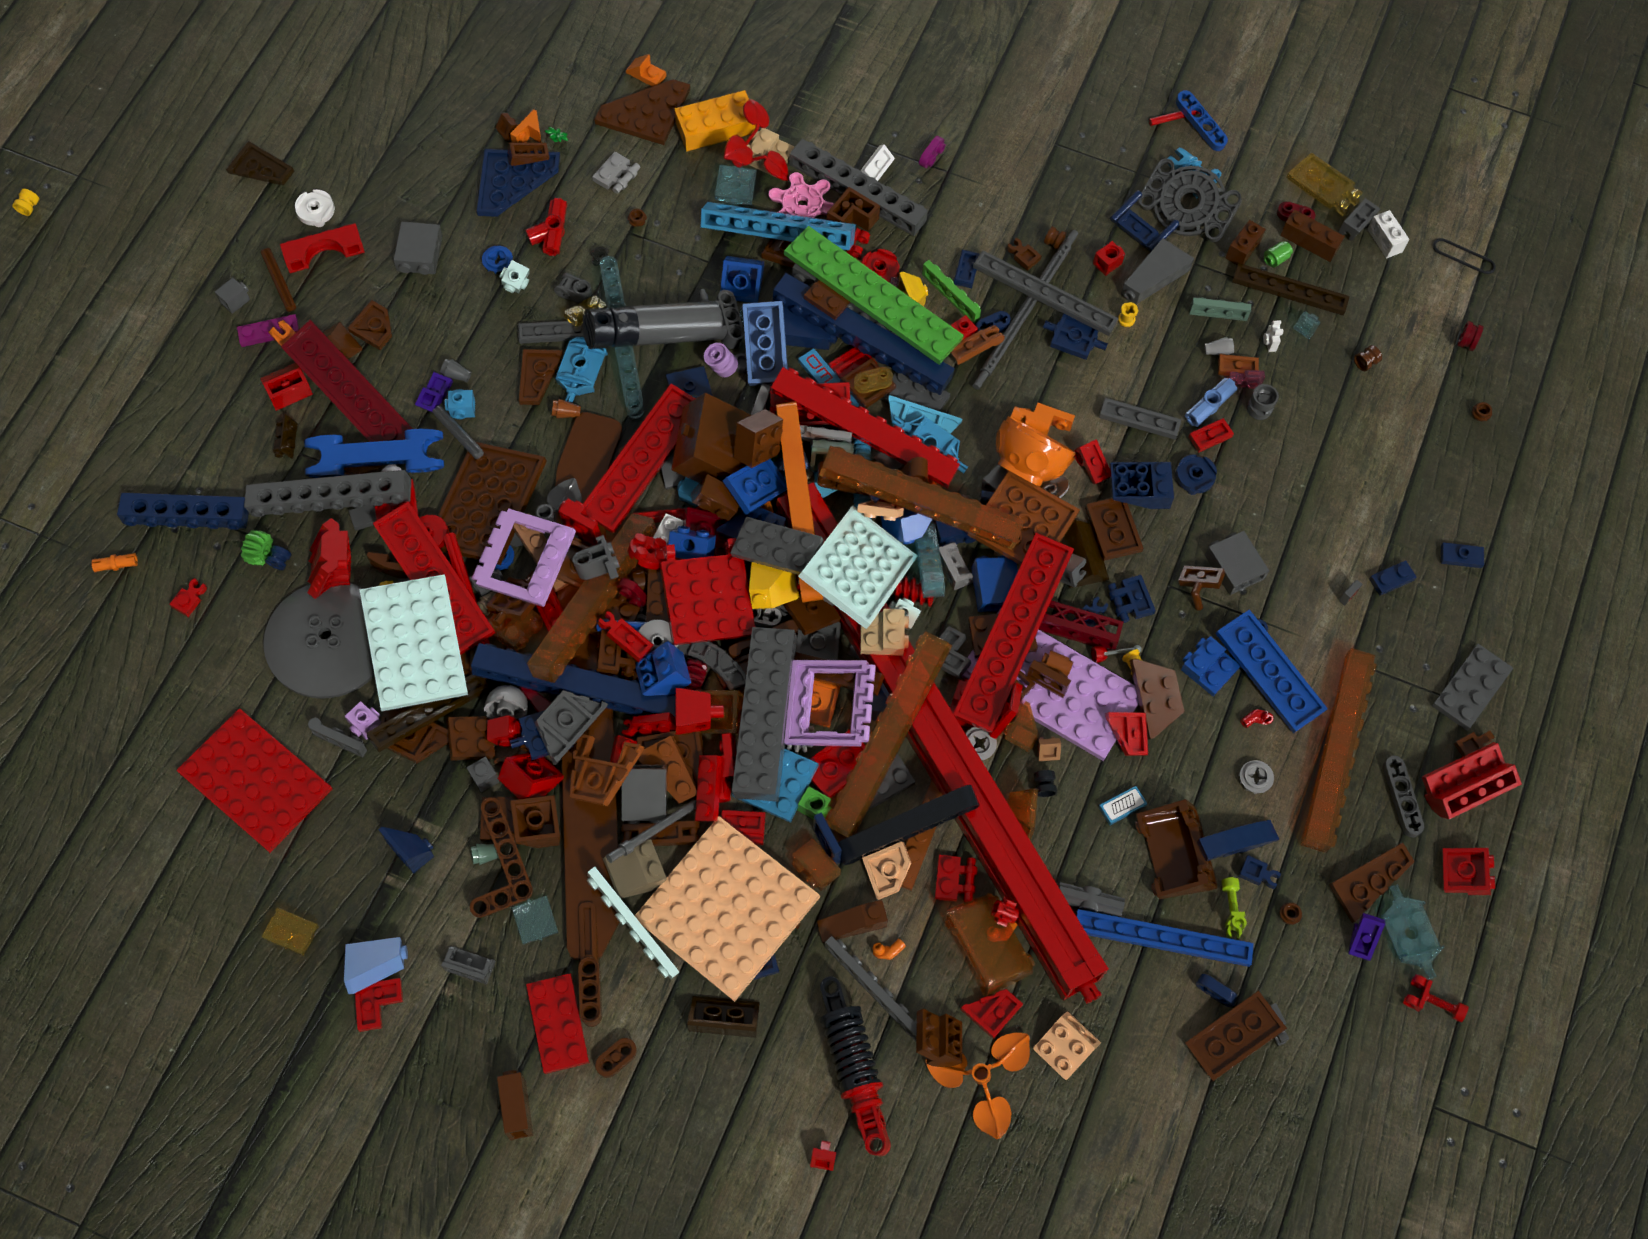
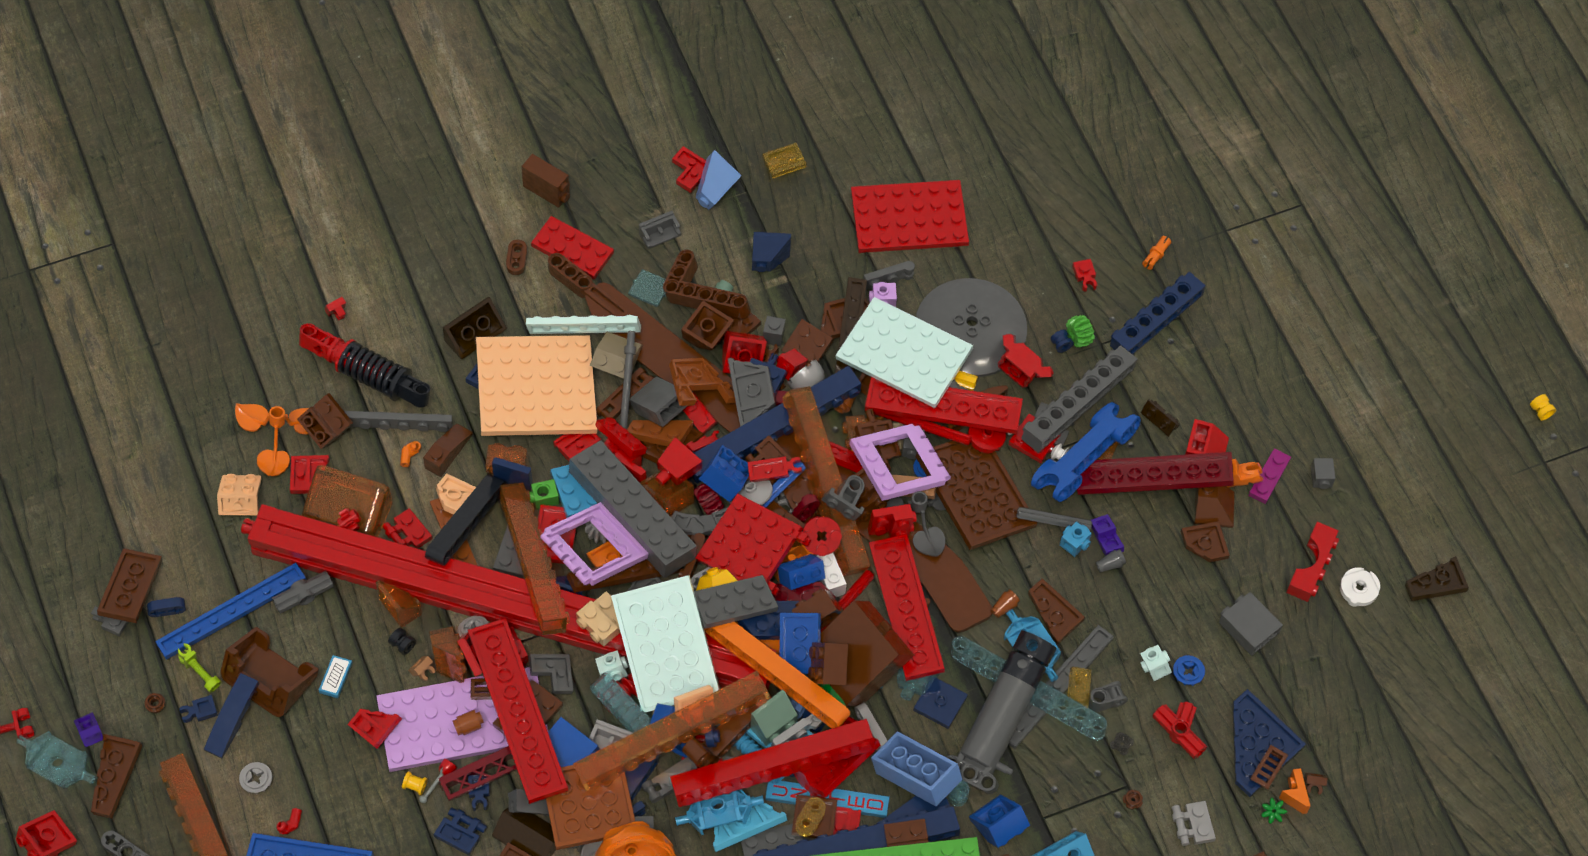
camera: 135 degrees right, 5 degrees down
(278, 279) = (1312, 515): reddish brown axle -> none
(720, 359) = (938, 733): lavender wheel -> none
(1049, 679) = (462, 702): reddish brown plate -> none
(1157, 695) = (376, 769): reddish brown wing -> none
(1210, 665) = (358, 829): blue plate -> none

